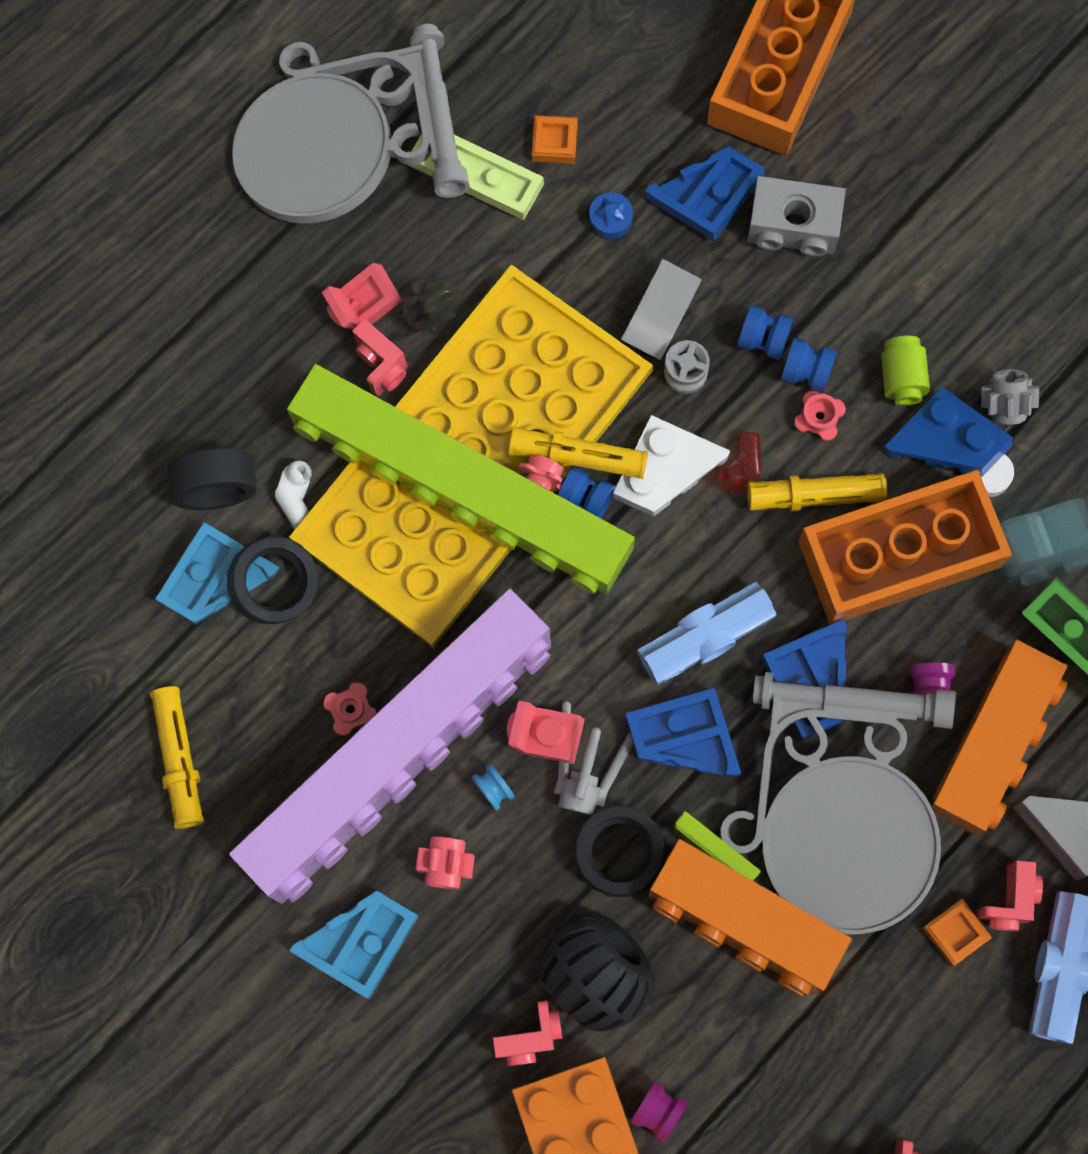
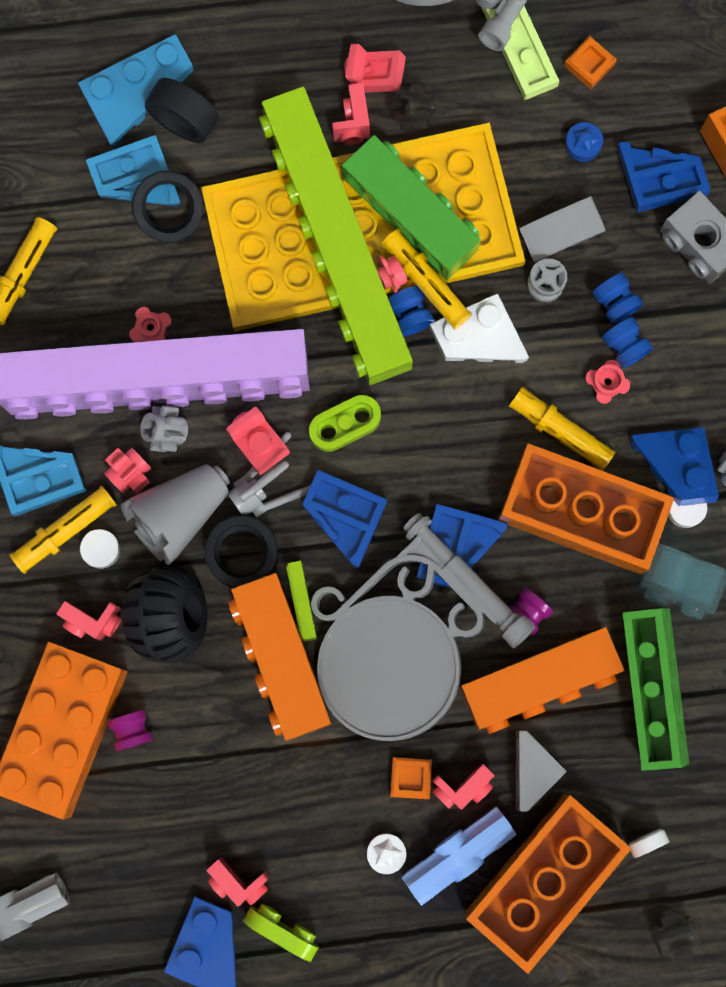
camera: 35 degrees right, 5 degrees up
(136, 504) = (120, 91): none -> dark azure wing
(291, 491) = (229, 159): white arm -> none
(414, 1027) = (62, 530): none -> yellow pin
(447, 794) = (164, 429): none -> light grey gear
(479, 961) = (100, 549): none -> white tile
(493, 787) = (197, 448): dark azure bush -> none
(505, 396) = (411, 206): none -> bright green brick
(525, 863) = (176, 510): none -> light grey cone
(611, 650) = (343, 421): none -> lime plate
(706, 633) = (413, 461): light blue piece -> none
(746, 467) = (529, 377): clear red arm -> none
(905, 370) = (688, 396): lime brick -> none
(996, 1023) = (386, 853): none -> white tile

